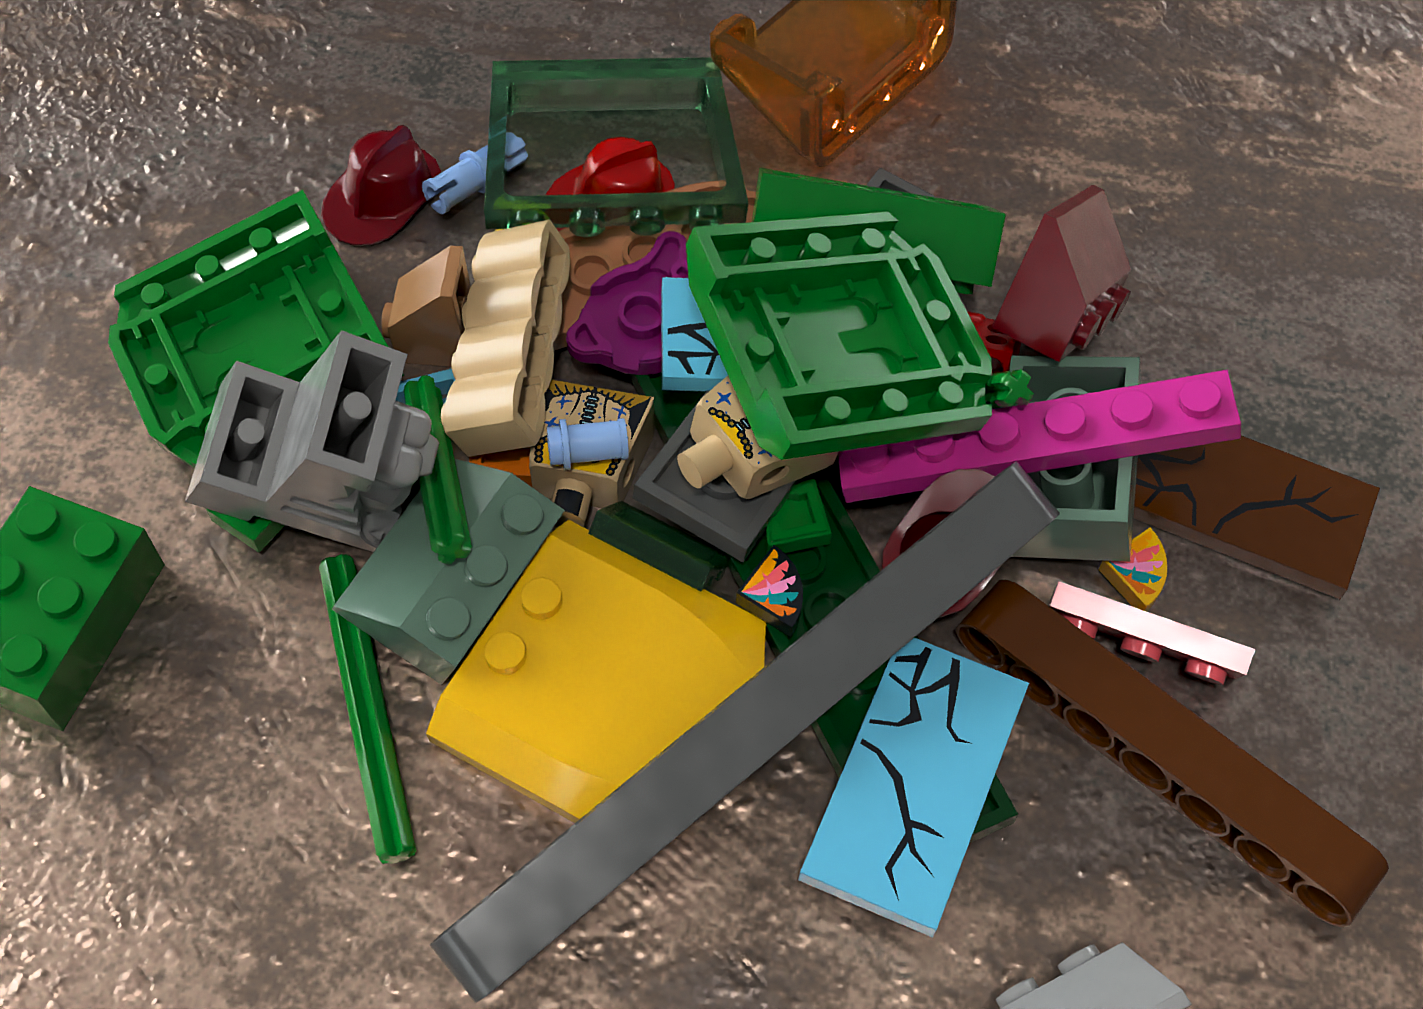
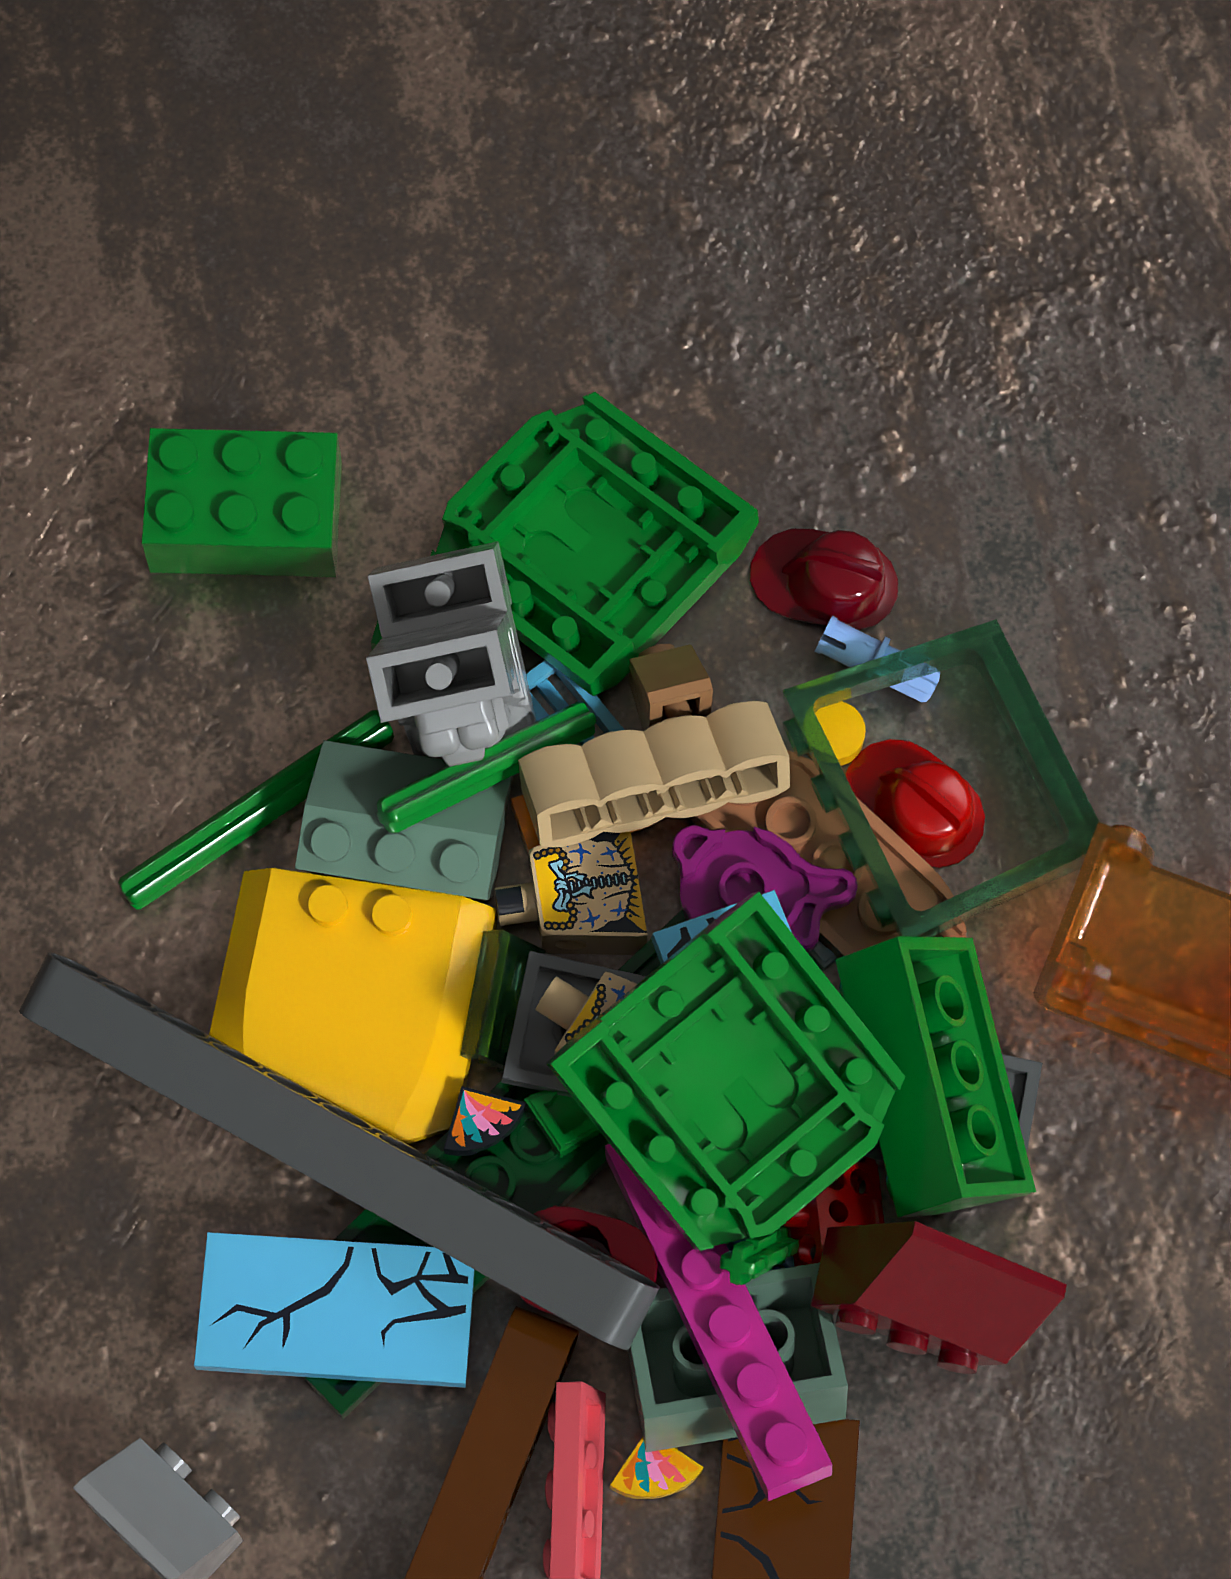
camera: 70 degrees right, 10 degrees up
(587, 442) = (559, 890): light blue pin -> none

